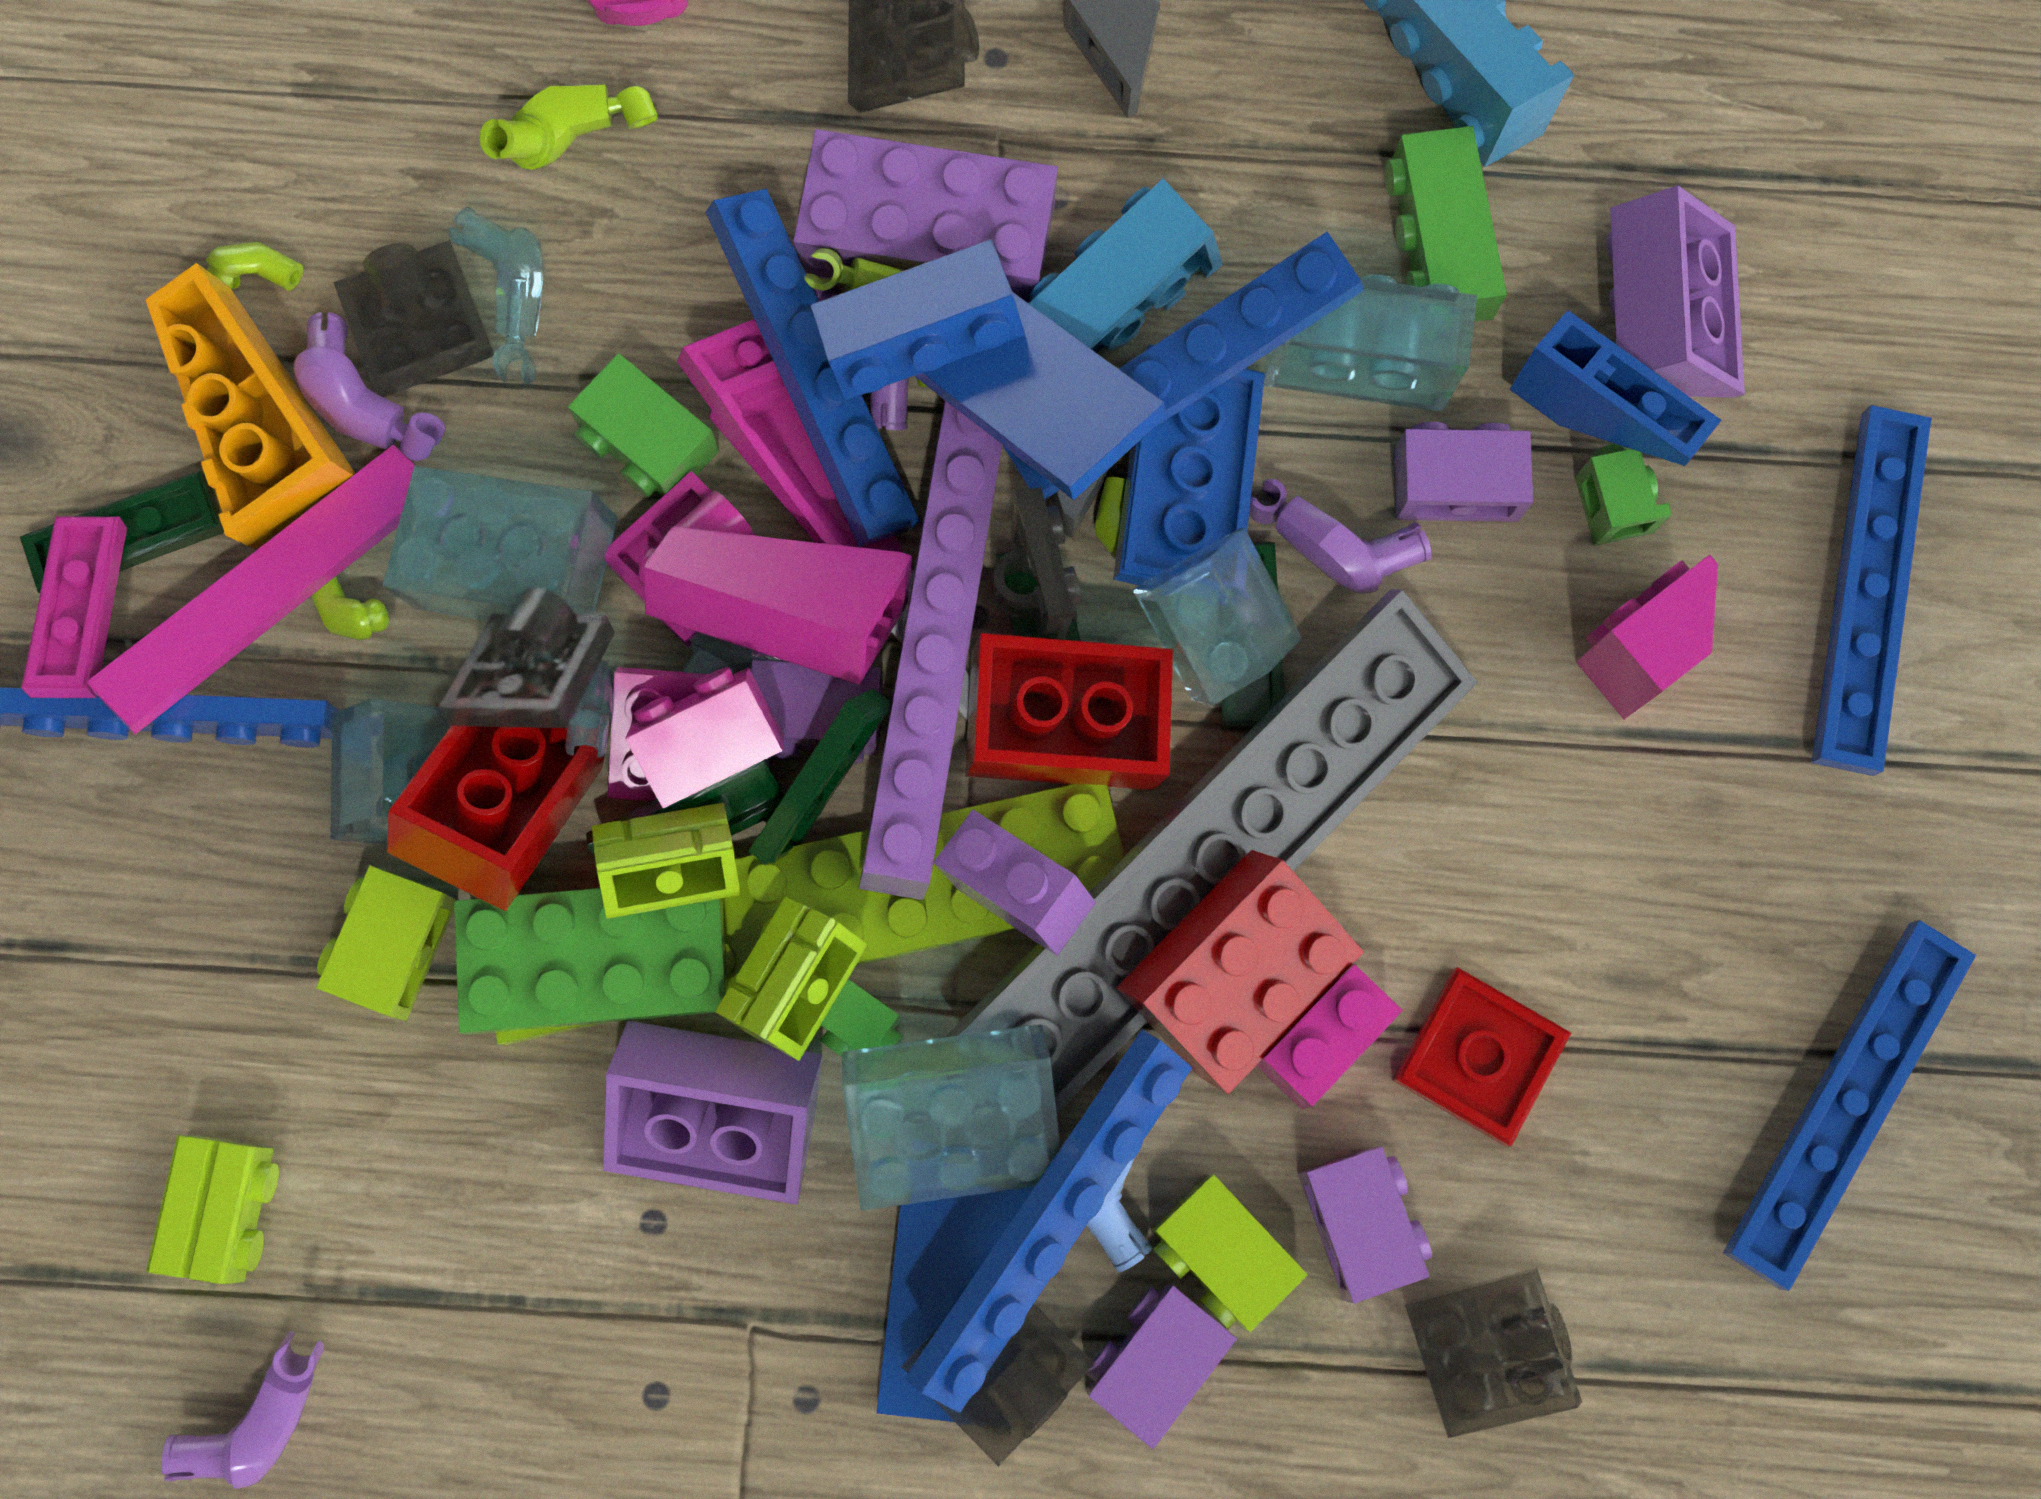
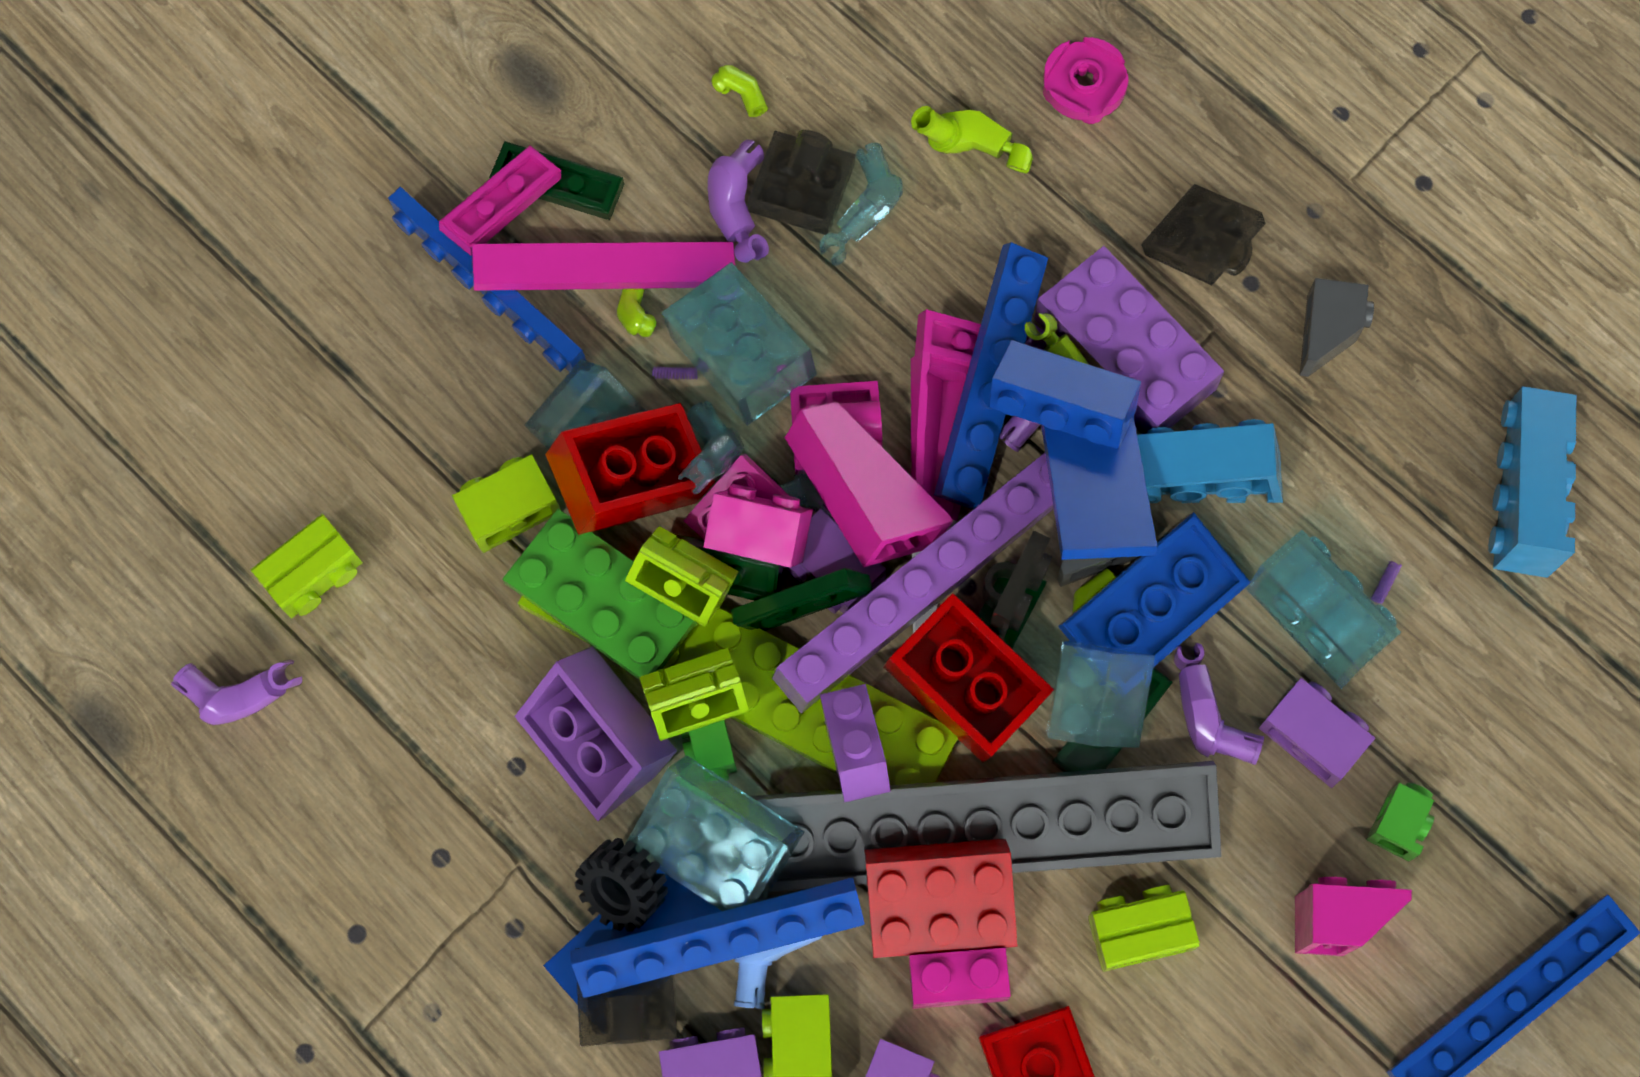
camera: 50 degrees right, 5 degrees down
(251, 420) = (669, 176): light orange wedge -> none
(453, 641) = (667, 371): none -> medium lavender leg
(528, 665) = (698, 414): clear smoke plate -> none
(641, 428) = (871, 336): bright green brick -> none
(893, 1254) = (621, 884): none -> black tyre
(1237, 331) = (1240, 542): blue plate -> none
(1397, 265) = (1386, 578): none -> medium lavender leg
(1446, 215) = (1435, 580): bright green brick -> none
(1465, 824) = (1142, 929): none -> lime brick
(1608, 394) = (1443, 756): blue slope -> none
(1678, 291) = (1541, 736): medium lavender slope -> none

